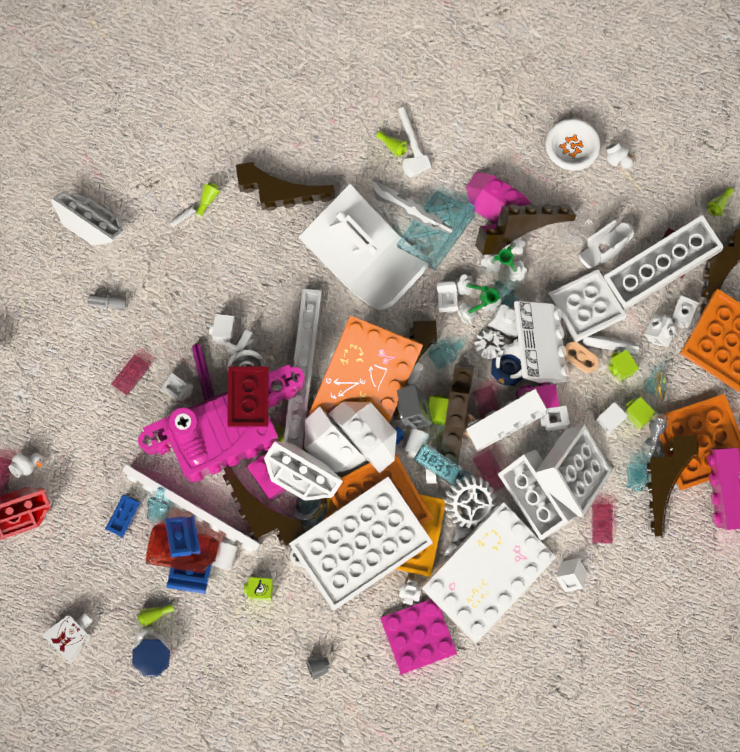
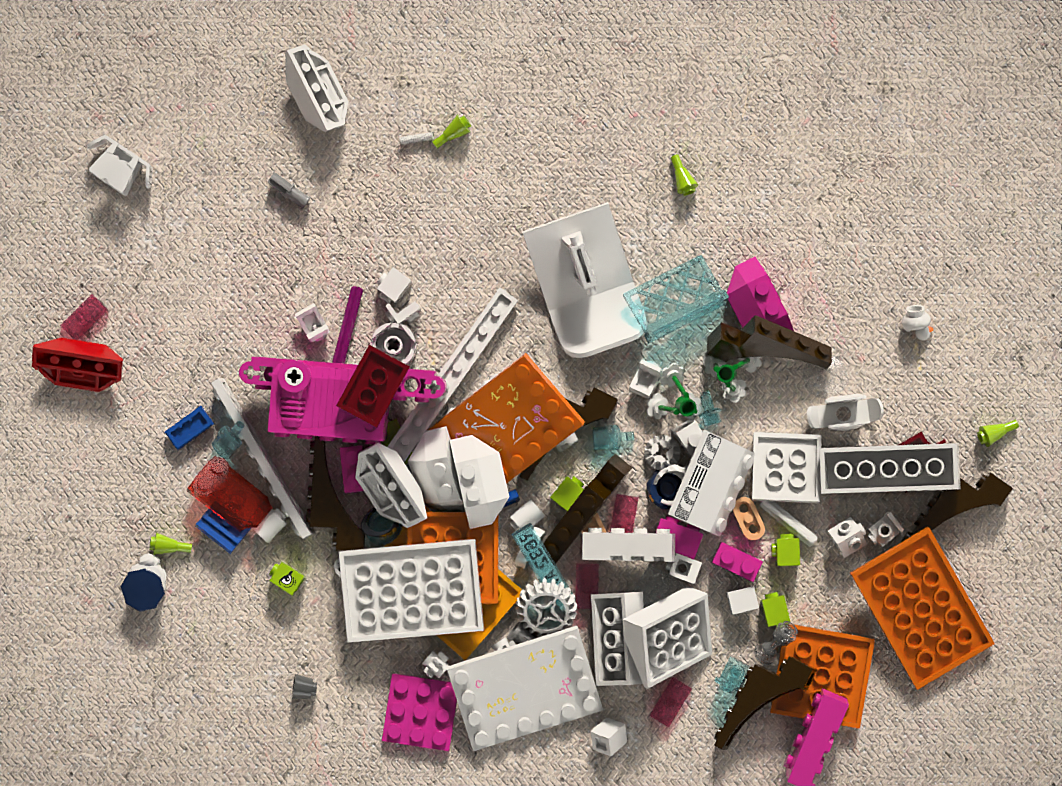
camera: 30 degrees right, 10 degrees up
(23, 466) = (114, 320): white animal -> none
(69, 636) = (73, 522): white torso -> none
(130, 375) = (273, 282): clear pink plate -> none
(182, 536) = (236, 484): blue plate -> none
(277, 192) = (527, 164): dark brown arch -> none
(410, 208) = (646, 233): light grey sword -> none
(413, 407) = (541, 480): dark grey brick -> none
(419, 163) = (701, 214): white piece -> none
(572, 144) = (874, 284): white piece -> none
(591, 392) = (736, 562): none -> dark pink brick
(657, 385) = (810, 591): clear light blue piece -> none

